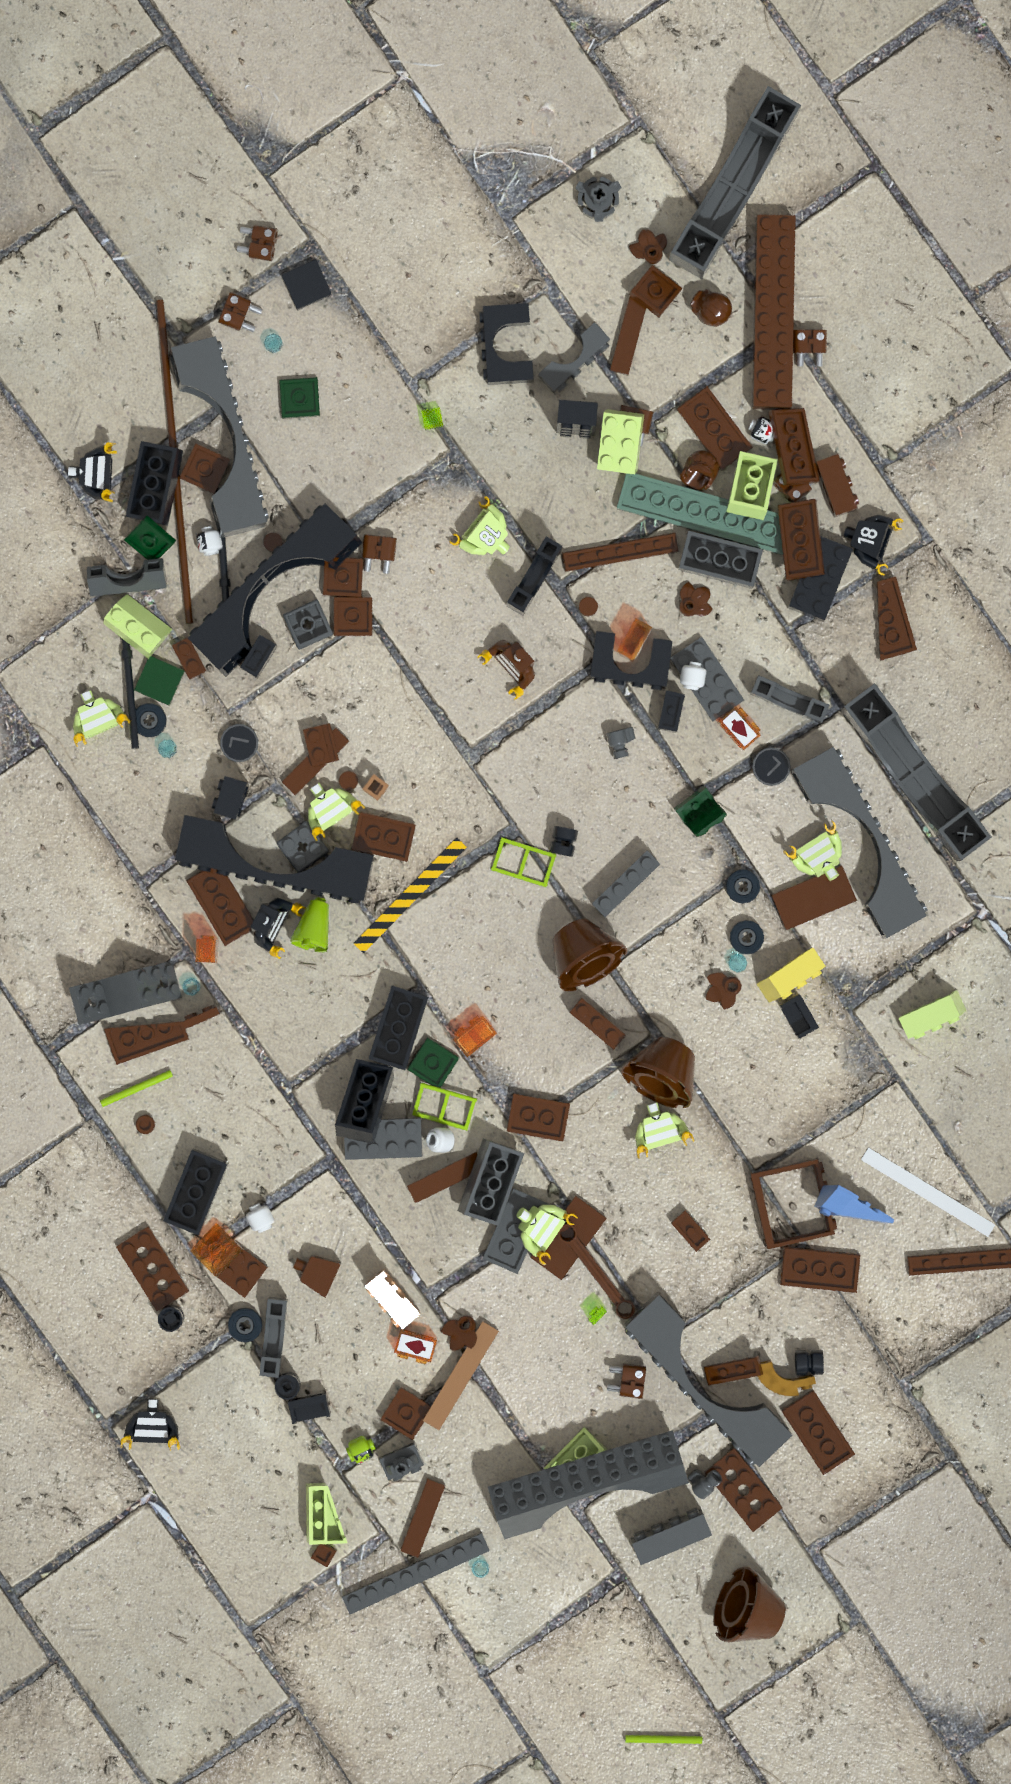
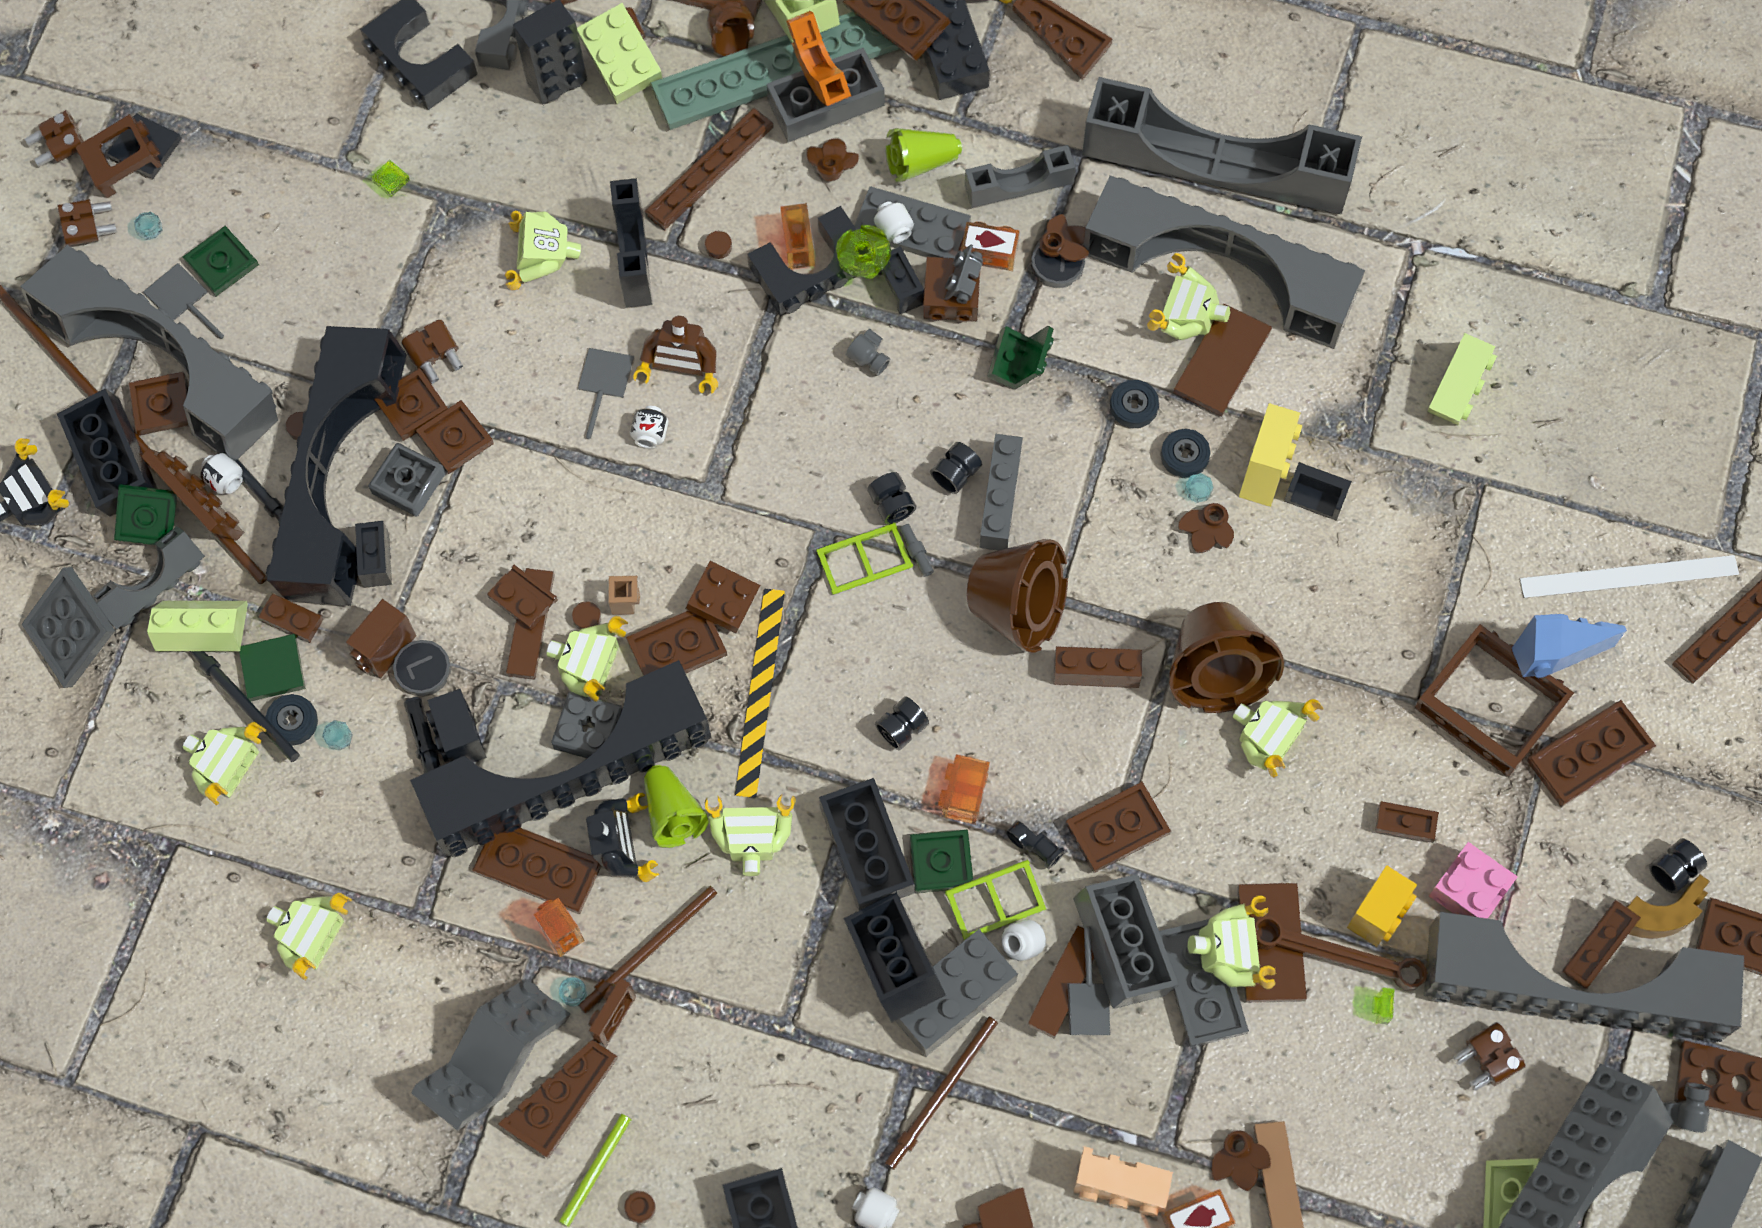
camera: 35 degrees left, 20 degrees down
(64, 578) = (68, 627): none -> dark grey plate
(76, 850) = (307, 930): none -> torso
(184, 546) = (190, 490): none -> reddish brown plate
(208, 997) = (649, 948): none -> reddish brown bar
(211, 786) = (426, 749): none -> black pin
(226, 714) = (380, 639): none -> reddish brown piece
(261, 400) = (178, 292): none -> dark grey piece
(270, 279) = (97, 165): none -> reddish brown window
(304, 1194) = (907, 1140): none -> reddish brown bar
(344, 973) = (751, 832): none -> yellowish green torso
(428, 828) = (722, 597): none -> reddish brown plate
(447, 1198) = (1088, 1002): none -> dark grey piece
(464, 694) = (649, 427): none -> white head
(465, 640) = (604, 374): none -> dark grey piece
(469, 974) = (904, 721): none -> black wheel
(490, 1097) = (1039, 844): none -> black connector
(555, 880) = (916, 550): none -> dark grey bar
(612, 850) = (954, 470): none -> black wheel
(637, 1266) = (1386, 900): none -> yellow brick
(658, 694) = (867, 264): none -> clear neon green plate
(694, 1290) = (1473, 884): none -> bright pink piece
(695, 740) = (935, 306): none -> reddish brown piece
(697, 745) = (958, 283): none -> dark grey hinge
(724, 546) = (820, 71): none -> orange arch
(745, 639) = (919, 152): none -> lime cone
(786, 758) = (1067, 238): none -> reddish brown plate

